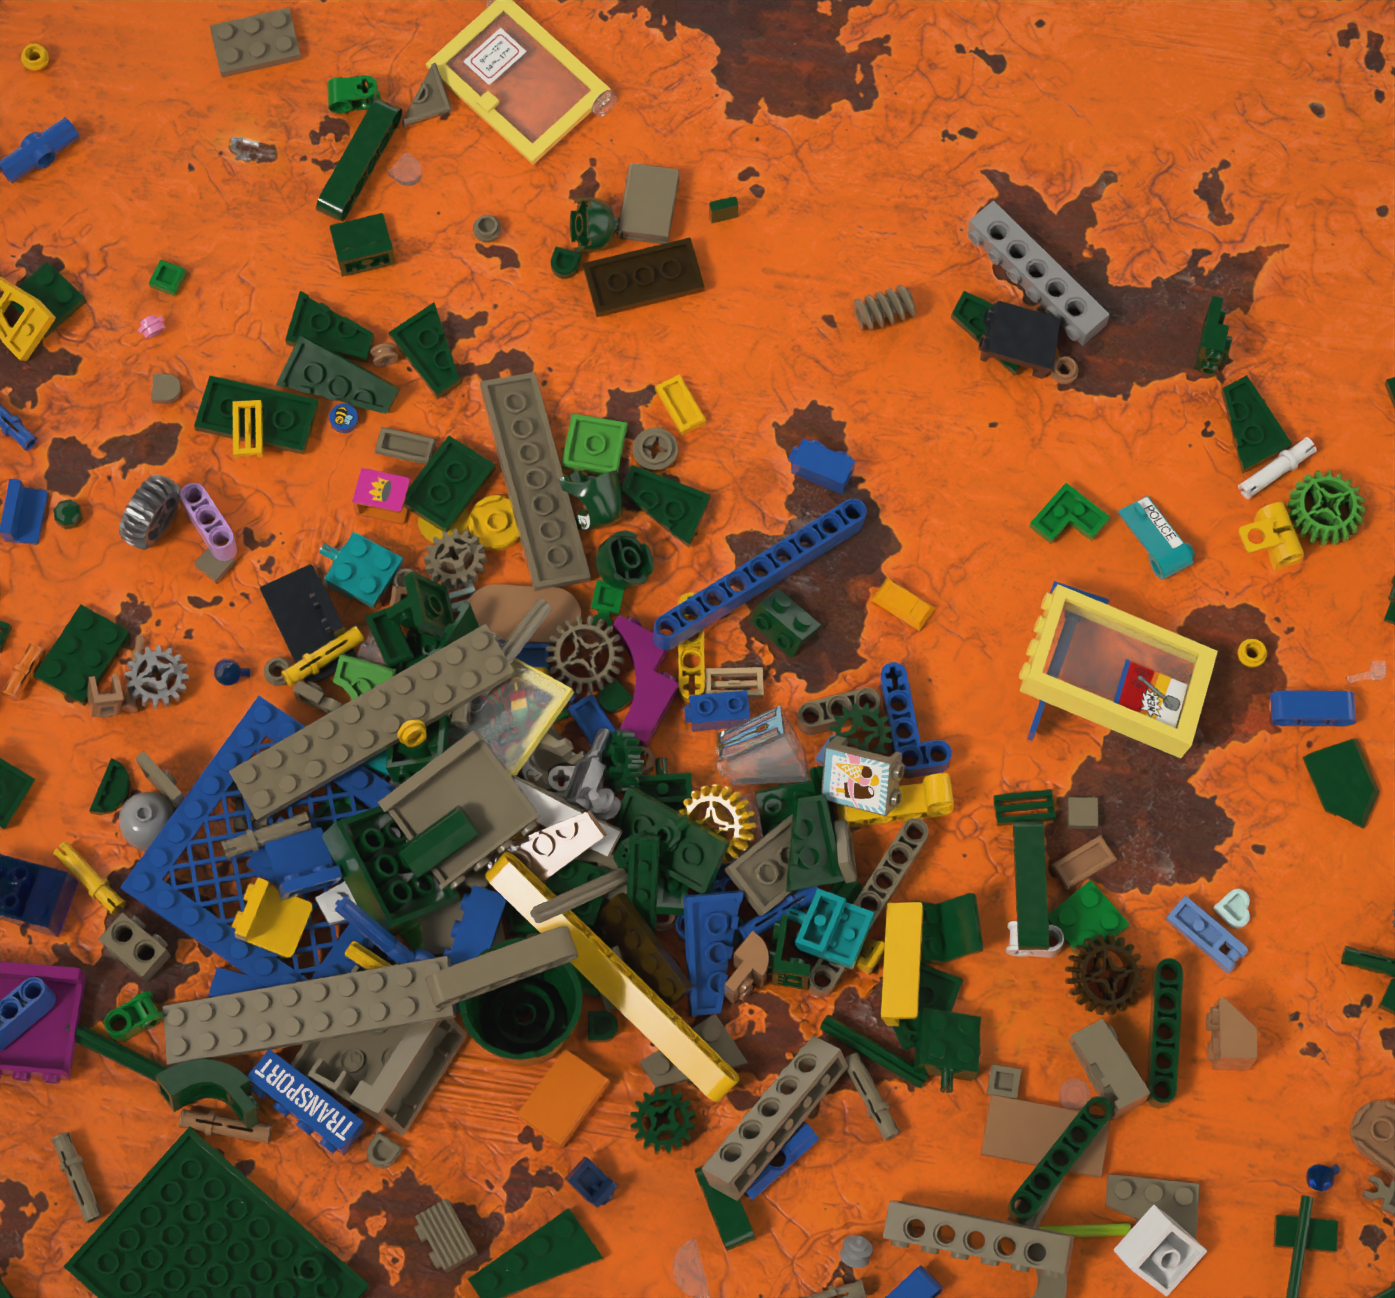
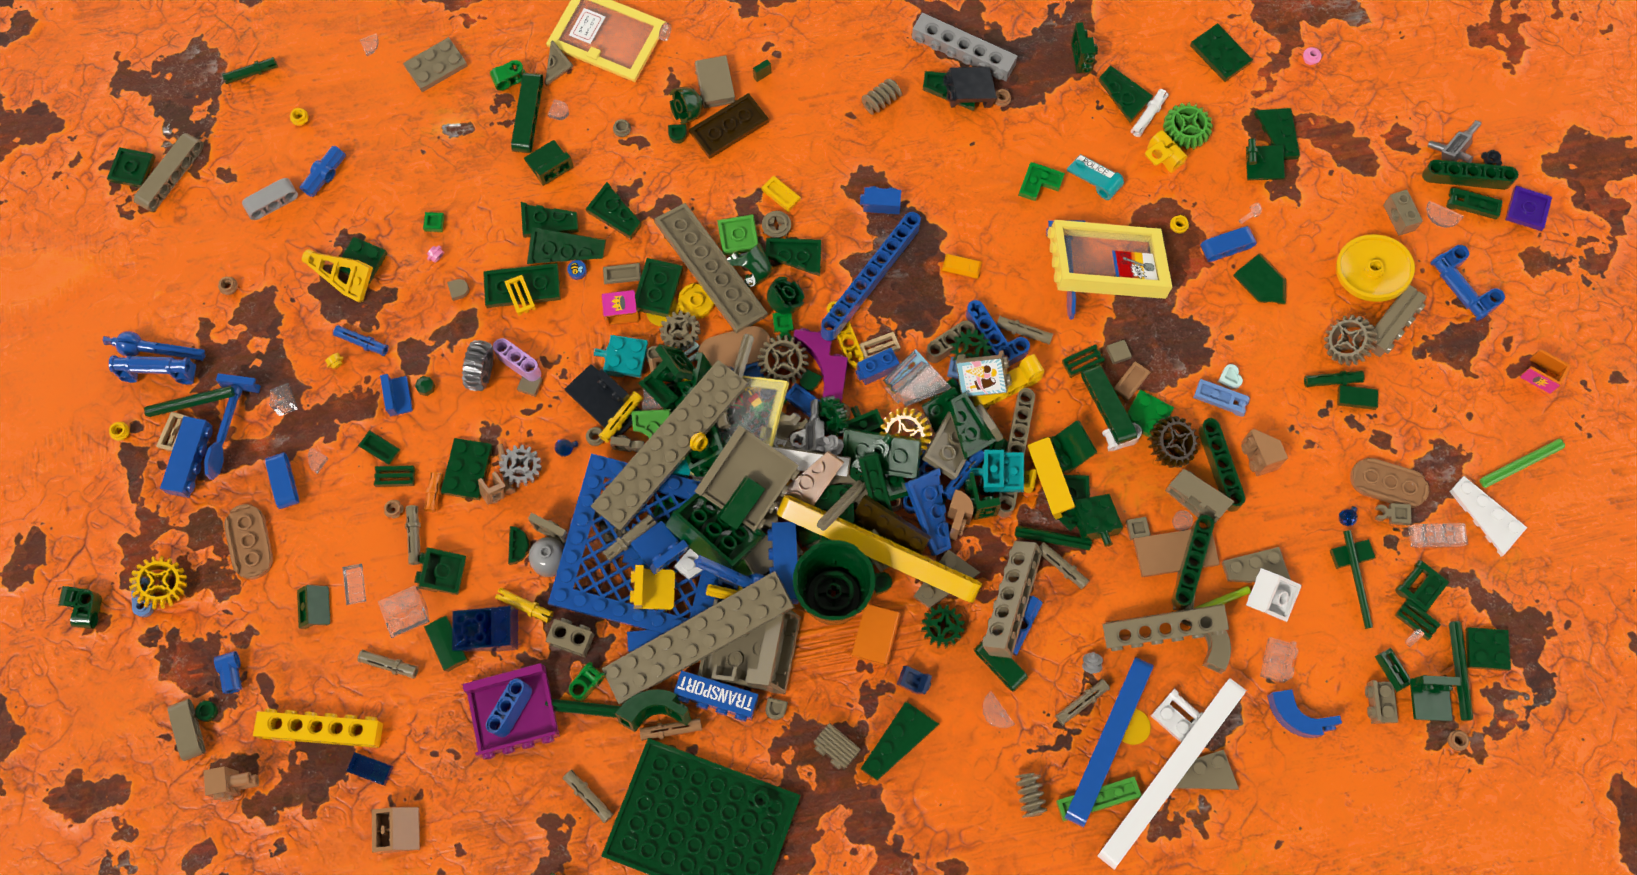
camera: 20 degrees left, 0 degrees up
(384, 354) = (587, 223): medium nougat bush -> none
(501, 967) = (815, 564): dark tan beam -> none
(784, 622) = (895, 300): dark green bracket -> none
(953, 730) = (1025, 330): none -> dark tan pin

